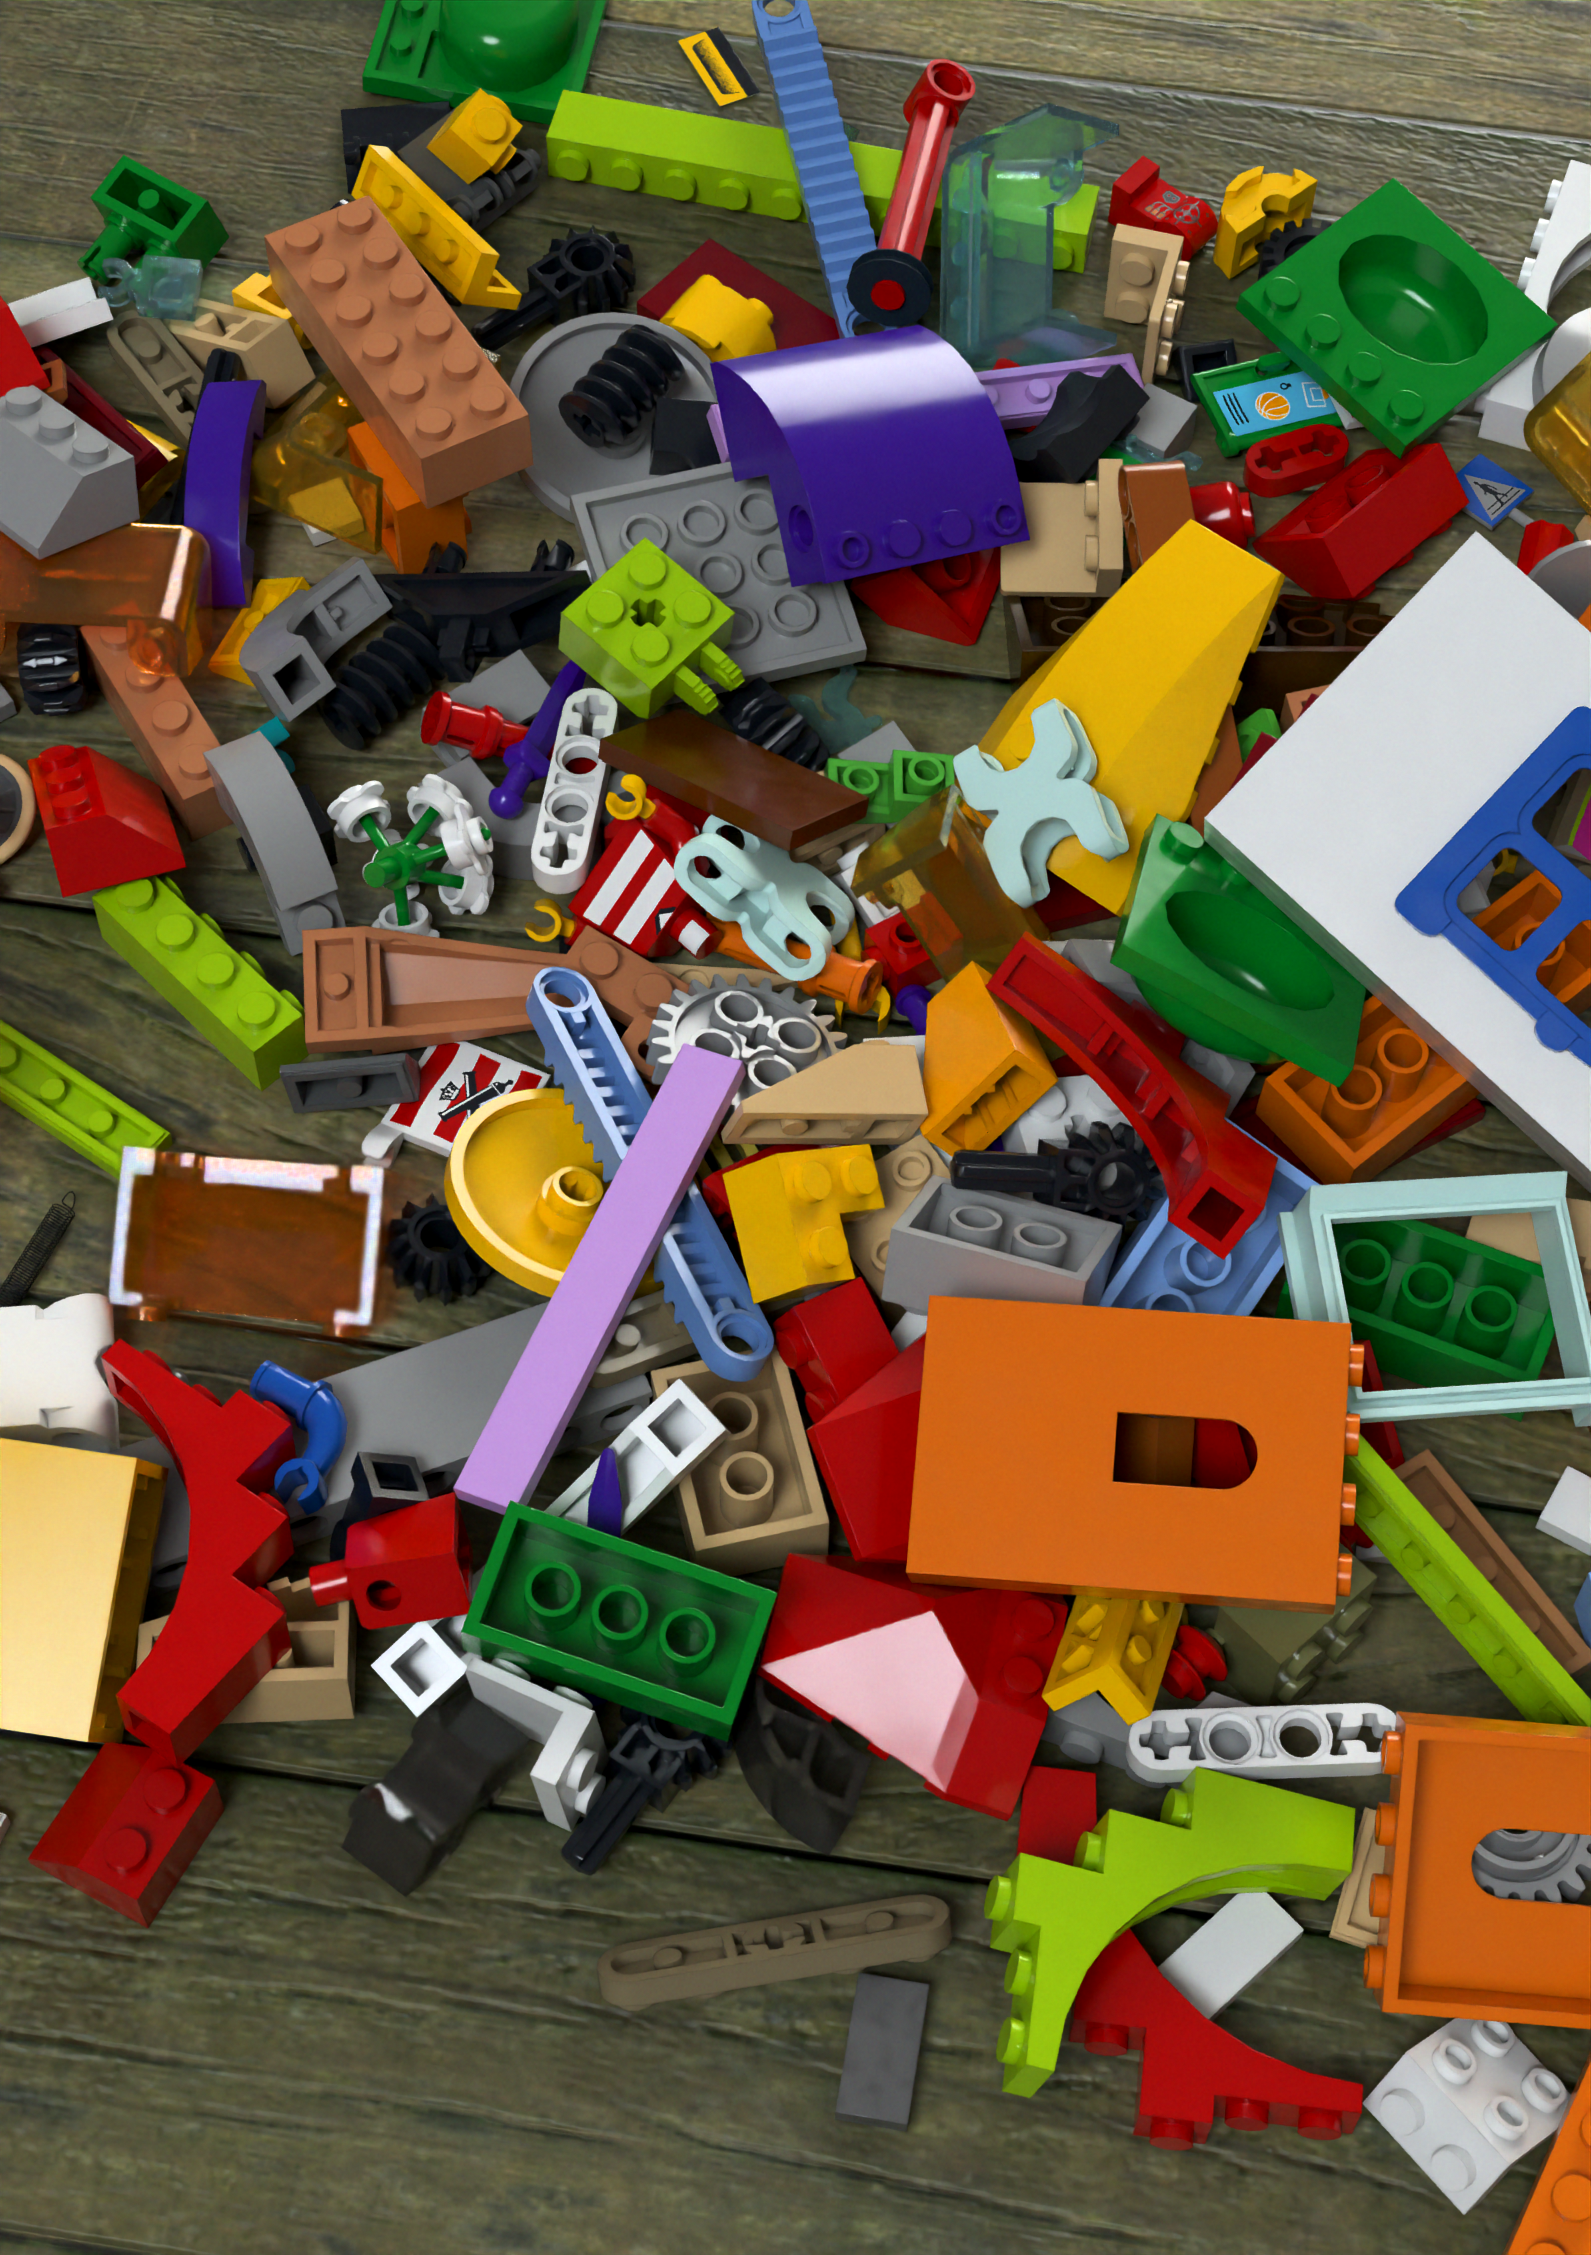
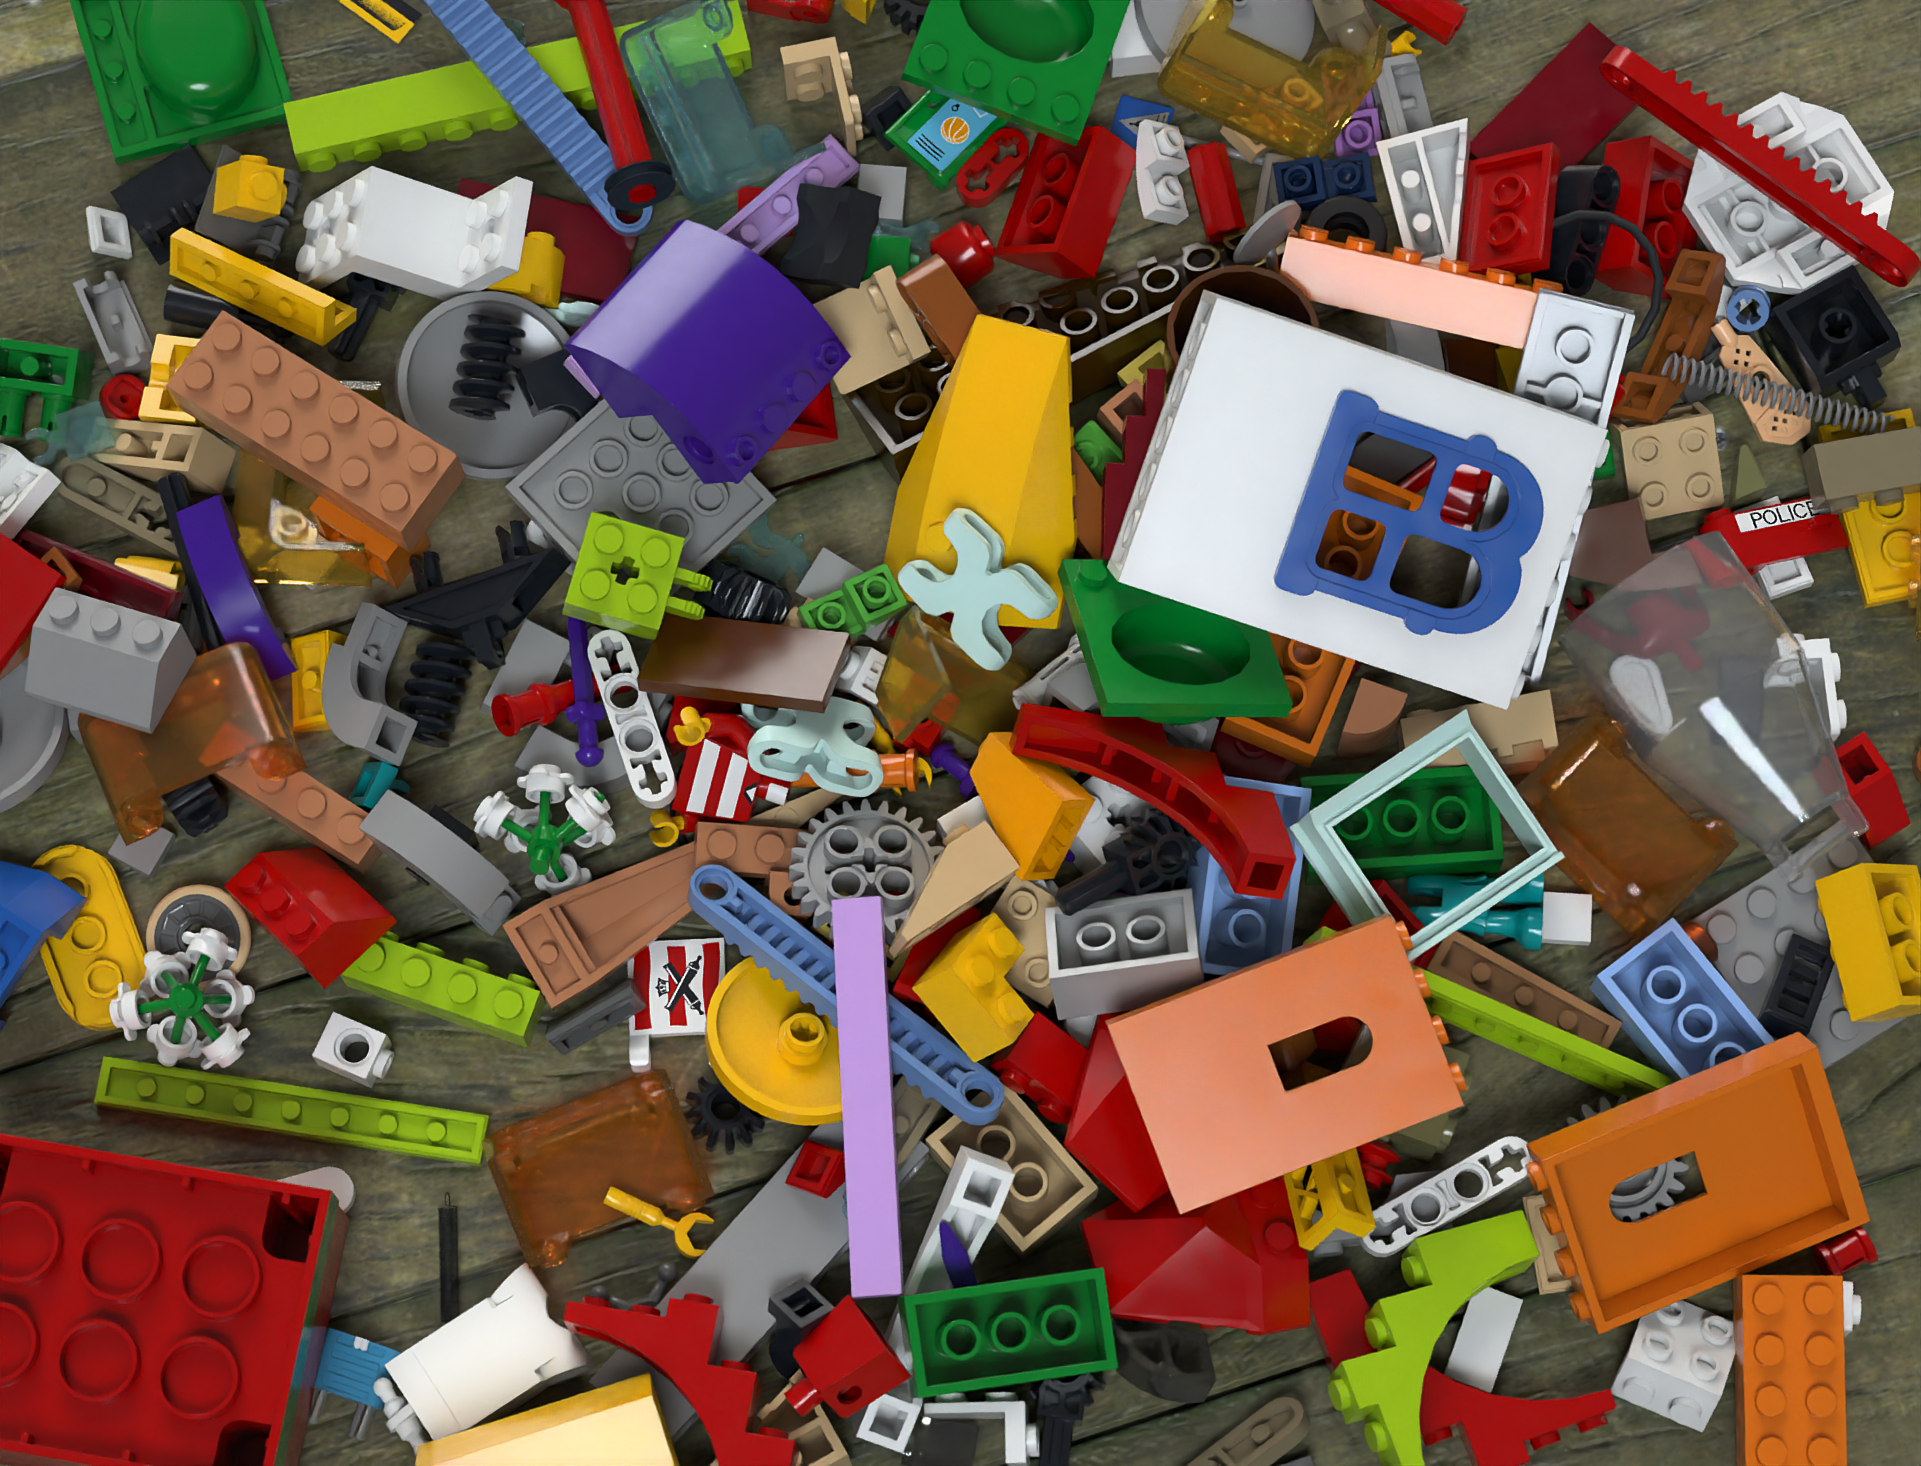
camera: 25 degrees left, 15 degrees up
(59, 973) = (341, 1033): none -> white brick
(225, 277) = (122, 397): none -> red tile
(262, 208) = (116, 324): none -> light grey hinge
(291, 1326) = (654, 1216): none -> yellow piece
(314, 140) = (108, 232): none -> white slope
(315, 1412) = (722, 1281): blue piece -> none
(498, 1345) = (818, 1170): none -> red slope
(622, 236) = (414, 234): none -> white bracket
(1447, 1148) = (1371, 720): none -> nougat brick
(1466, 1448) = (1522, 925): none -> teal piece
(1494, 511) = (1158, 163): none -> white slope

